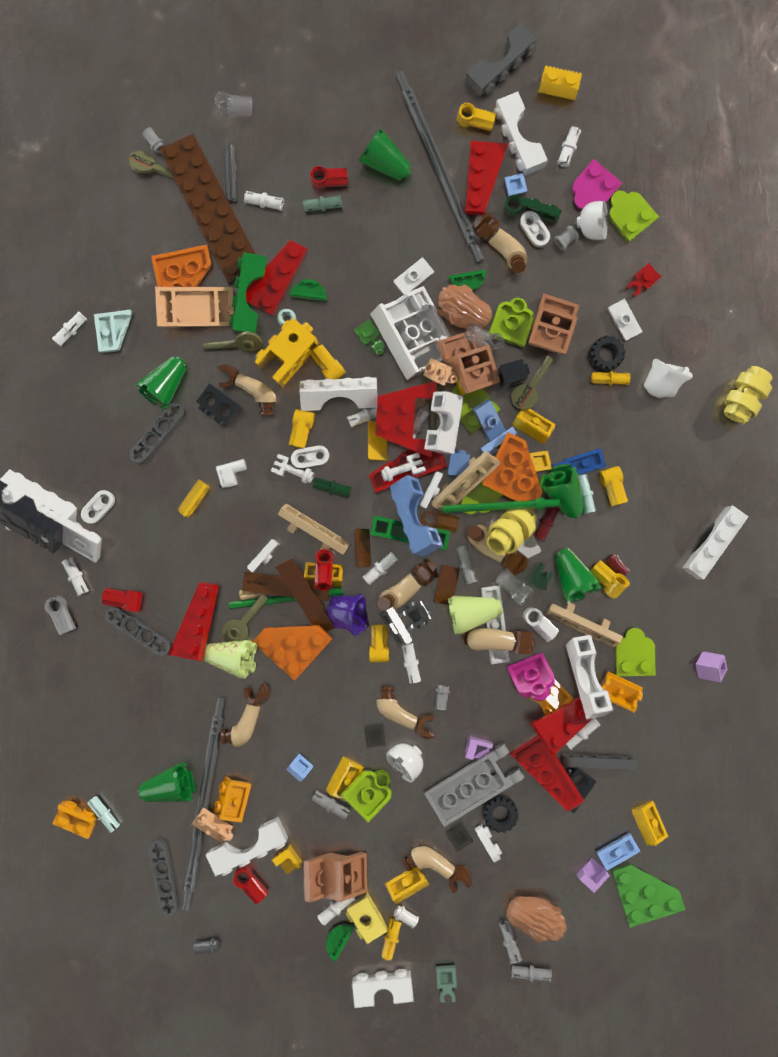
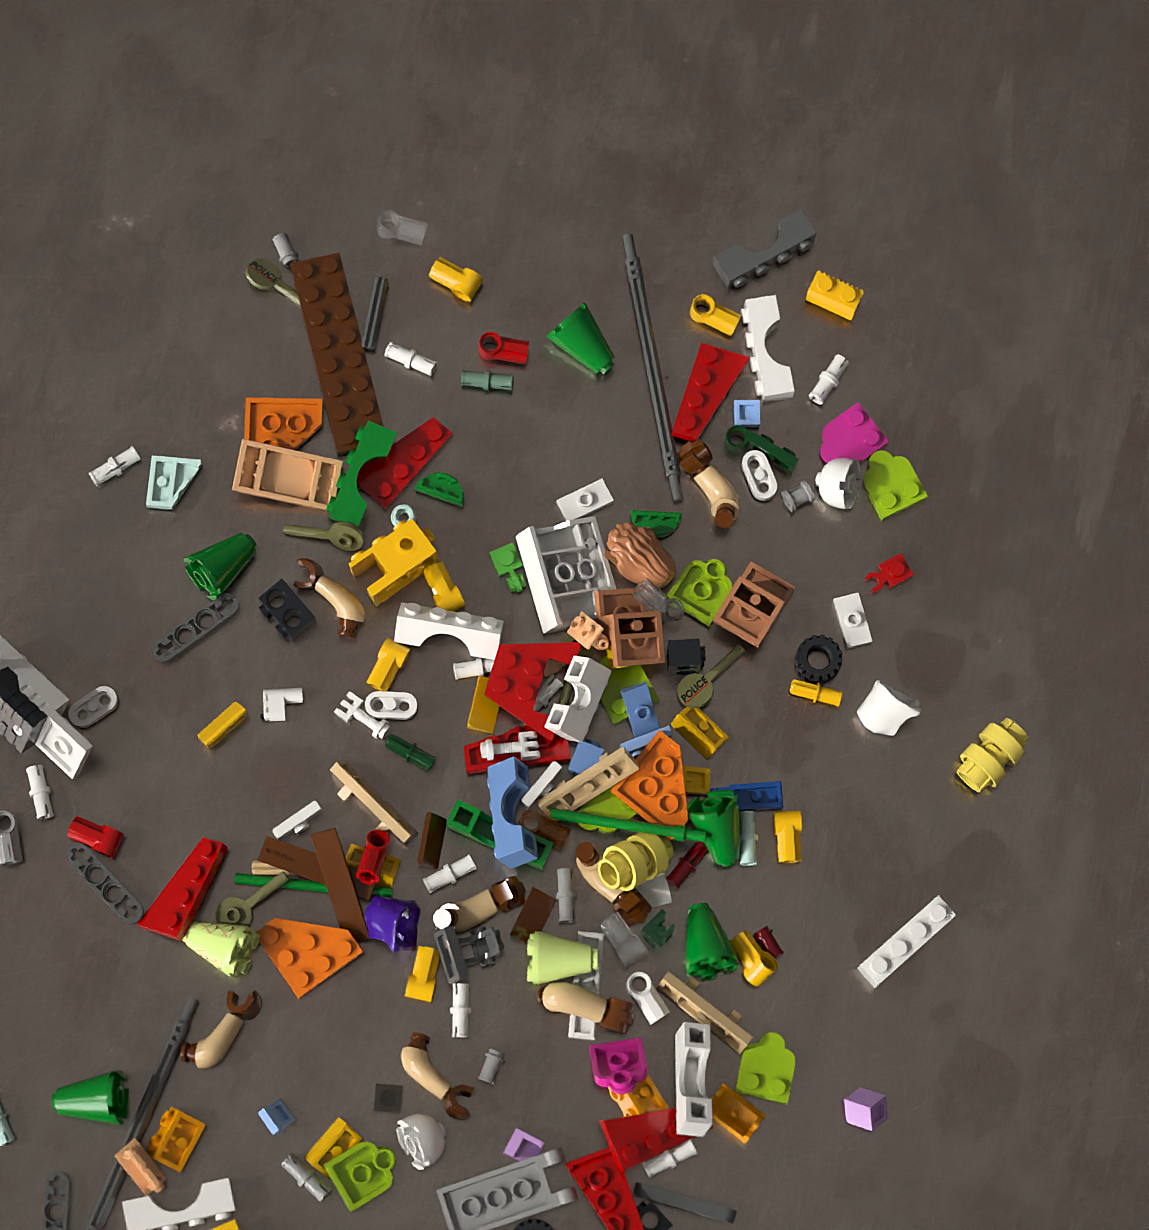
camera: 10 degrees right, 10 degrees down
(286, 134) = (461, 281): none -> yellow piece

